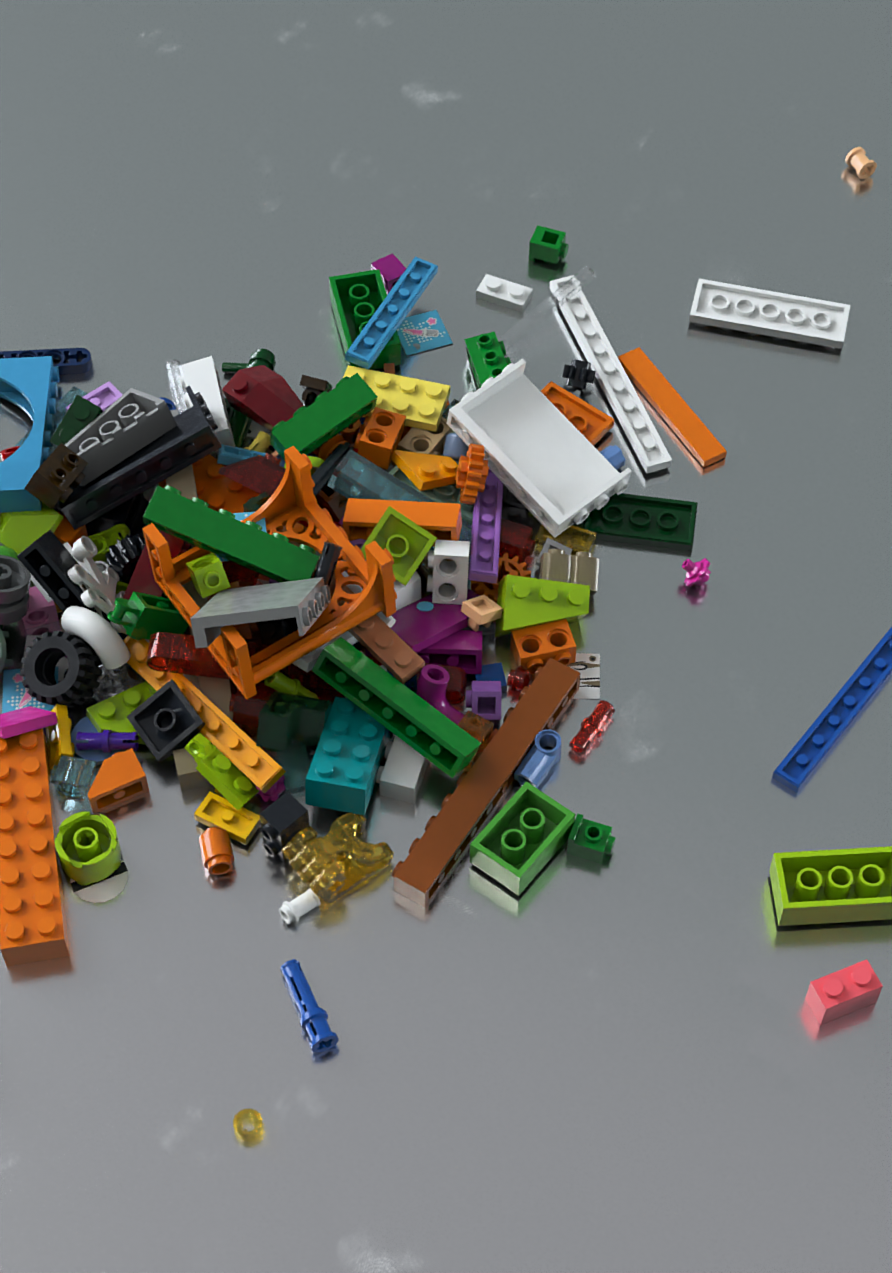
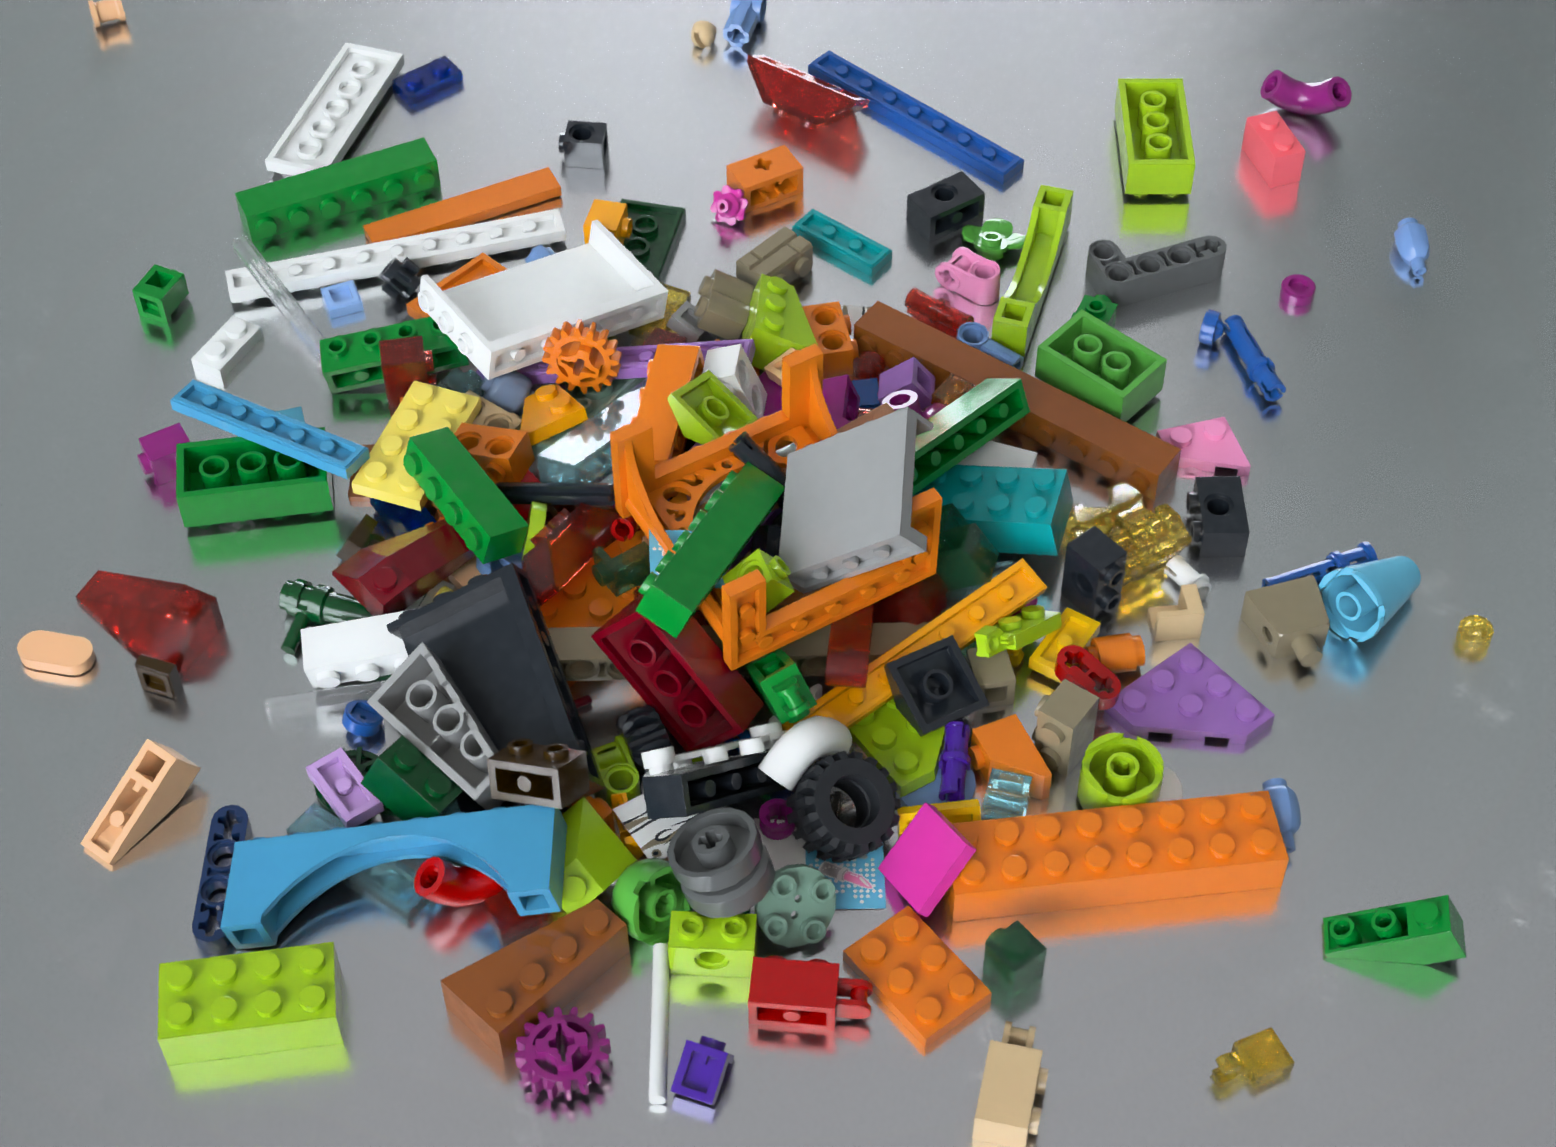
camera: 85 degrees left, 5 degrees down
(62, 960) = (1286, 809): none -> medium blue plant
(97, 312) = (140, 800): none -> light nougat slope
(131, 806) = (1065, 726): none -> dark tan brick
(177, 907) = (1190, 701): none -> medium lavender plate
(185, 826) = (1088, 675): none -> red beam
(194, 303) = (158, 676): none -> dark brown tile
(220, 255) = (56, 652): none -> light nougat tile
(247, 297) = (154, 616): none -> clear red wedge
(252, 977) = (1288, 619): none -> dark tan torso
(259, 898) = (1179, 620): none -> tan panel
(277, 1037) = (1367, 595): none -> medium azure cone
(377, 939) = (1219, 516): none -> black brick
(452, 926) = (1207, 446): none -> bright pink wing
(463, 376) = (401, 364): none -> clear red brick
(525, 977) = (1258, 366): none -> blue pin
(562, 348) = (342, 299): none -> light blue tile
(591, 930) = (1211, 327): none -> blue tile
(629, 608) = (778, 256): none -> dark tan brick
(638, 745) = (972, 275): none -> bright pink piece
(647, 488) = (612, 216): none -> light orange brick
(659, 1011) = (1297, 290): none -> magenta tile
(665, 892) = (1155, 271): none -> dark grey beam
(671, 657) = (843, 242): none -> teal tile
(676, 327) = (337, 189): none -> green brick
(693, 766) = (993, 238): none -> bright green plate
(695, 800) = (1022, 302): none -> lime arch
(726, 740) = (945, 206): none -> black brick
(731, 1114) = (1412, 244): none -> medium blue plant
(734, 594) = (766, 177): none -> orange brick
(756, 471) = (584, 144): none -> black brick
(824, 365) = (427, 80): none -> clear blue plate
(850, 612) = (802, 94): none -> clear red wedge

